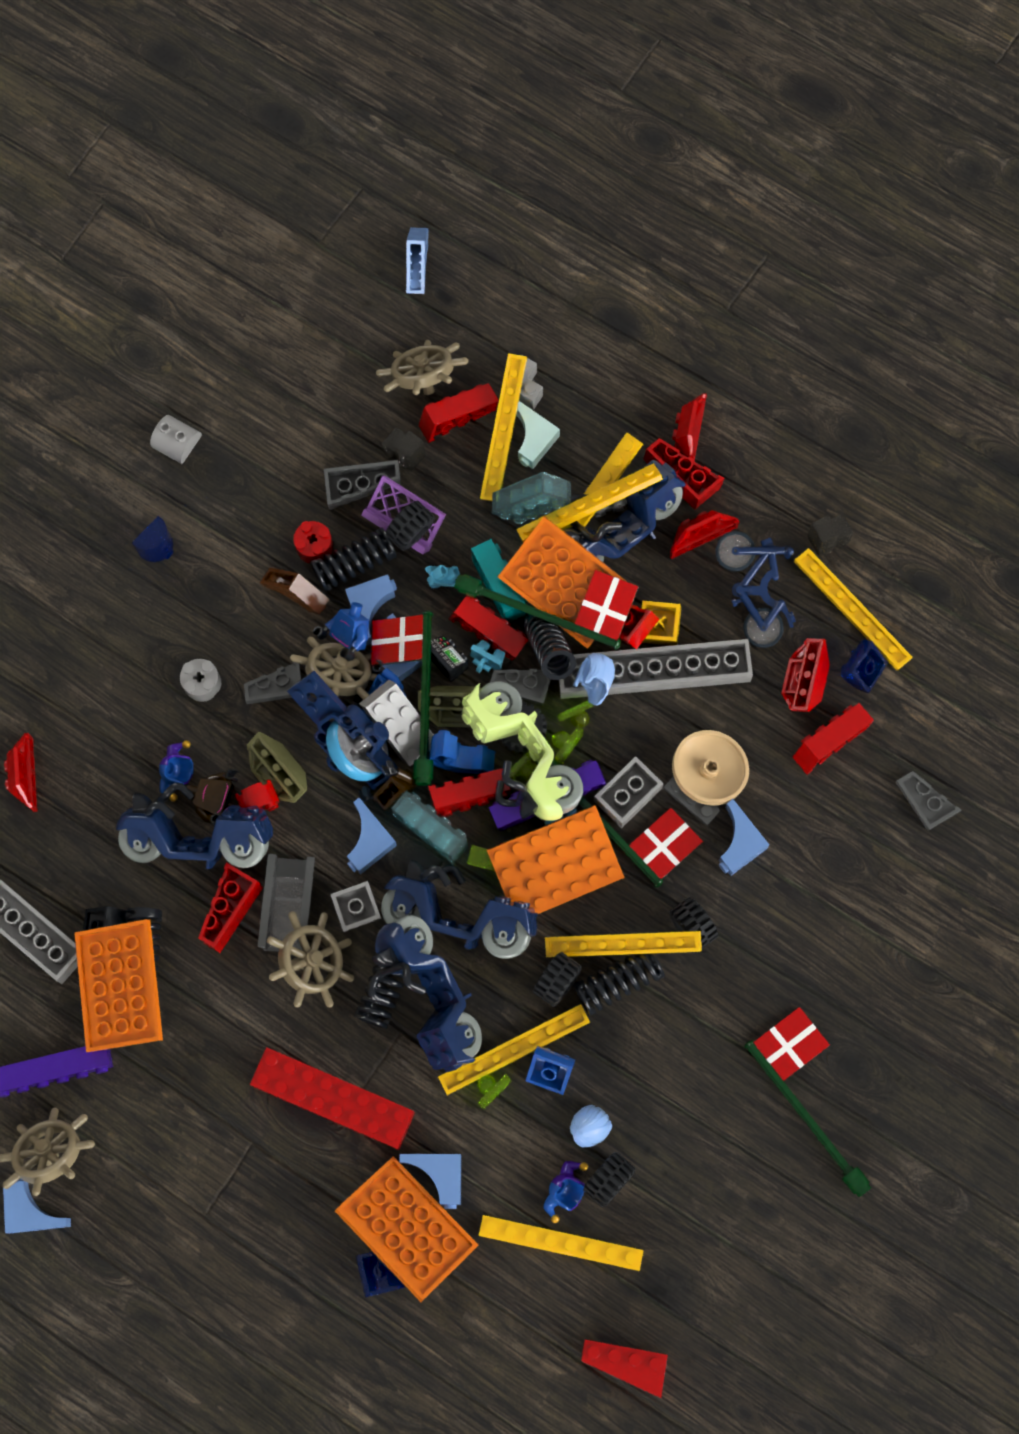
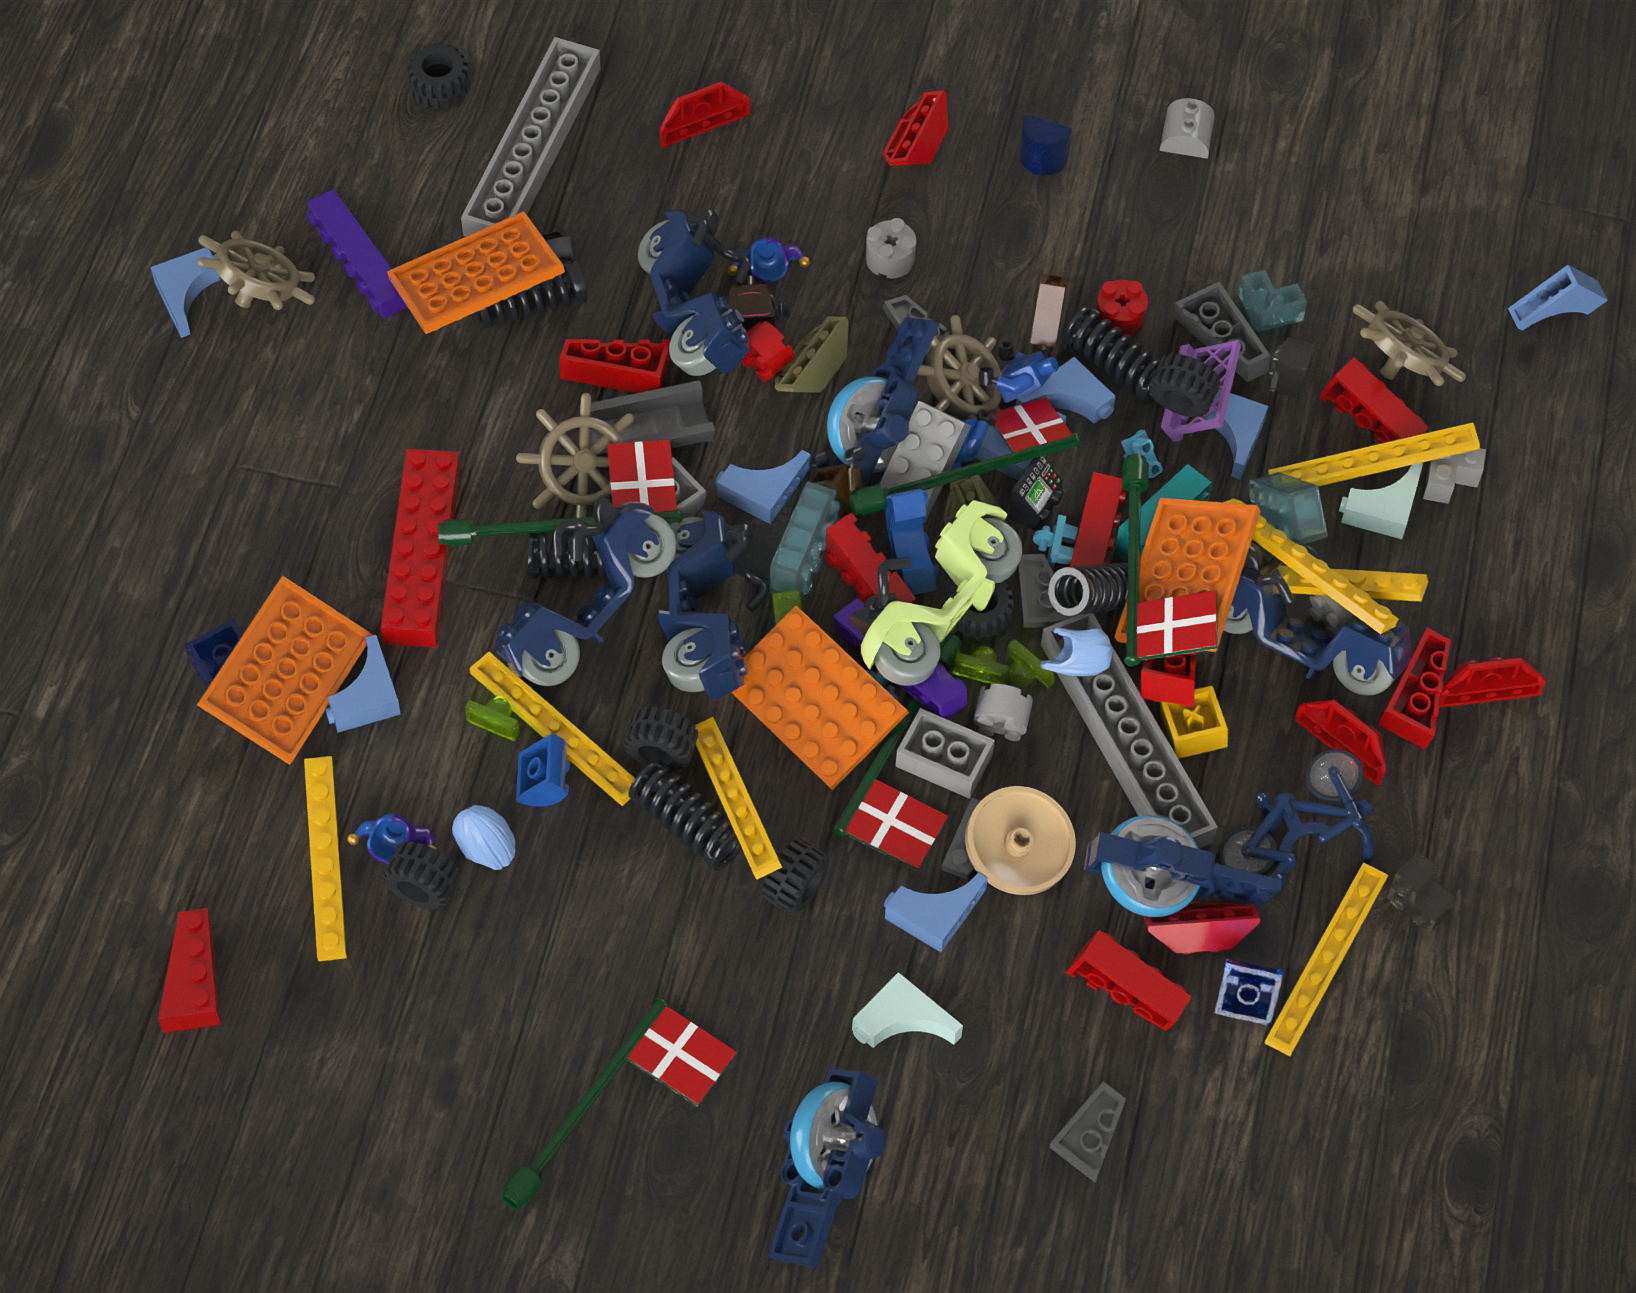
camera: 65 degrees right, 15 degrees down
(106, 625) = (919, 132): none -> red wedge
(347, 446) = (1270, 306): none -> clear light blue brick
(355, 927) = (637, 474): none -> flag
(445, 501) = (1241, 428): none -> medium blue arch
(610, 742) = (1002, 711): none -> light grey brick
(765, 679) = (1159, 869): none -> piece
(804, 891) = (903, 1009): none -> light aqua arch
(900, 970) = (845, 1123): none -> dark blue piece

